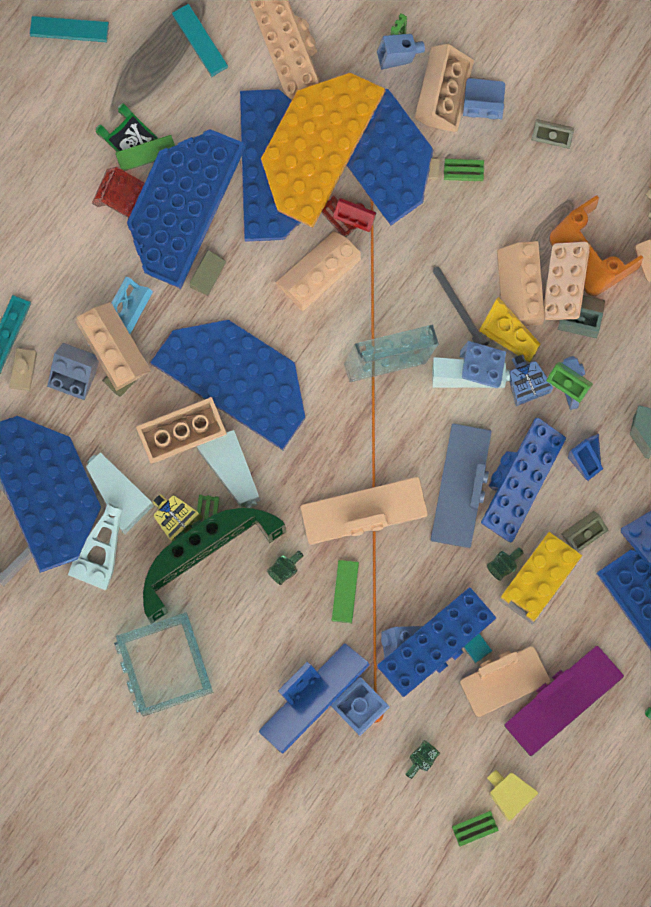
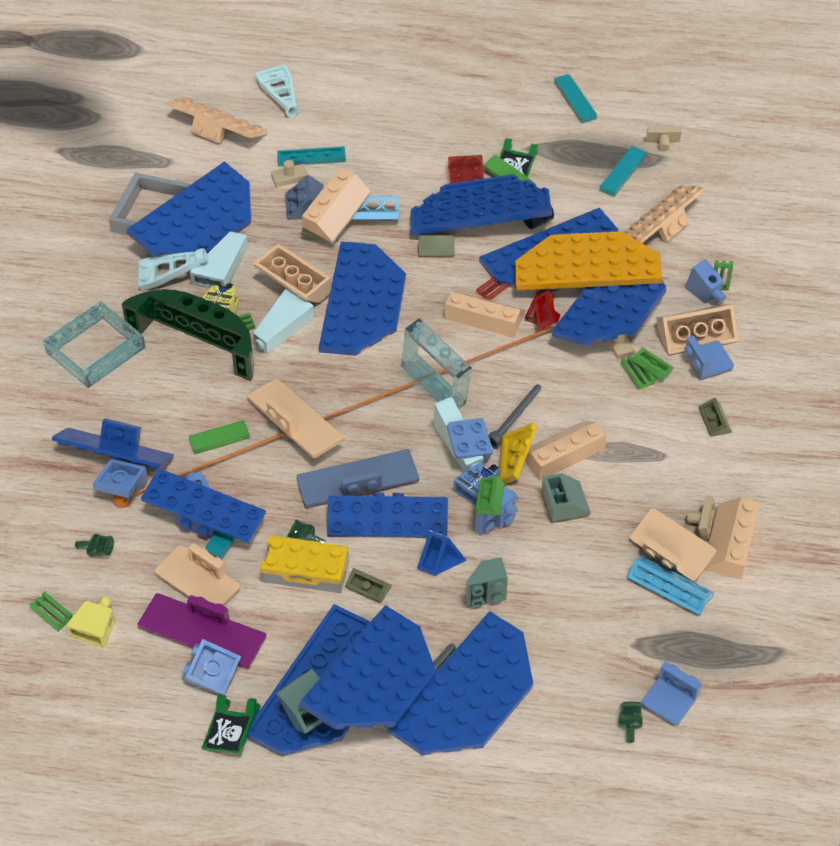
camera: 60 degrees right, 25 degrees down
(284, 568) = (216, 387): clear green piece -> none
(292, 259) = (480, 290): none -> clear red tile
(468, 155) = (652, 363): none -> bright green tile
(566, 281) = (584, 466): light nougat bracket -> none
(599, 273) = (611, 496): orange windscreen -> none
(613, 709) = (211, 667): none -> medium blue plate

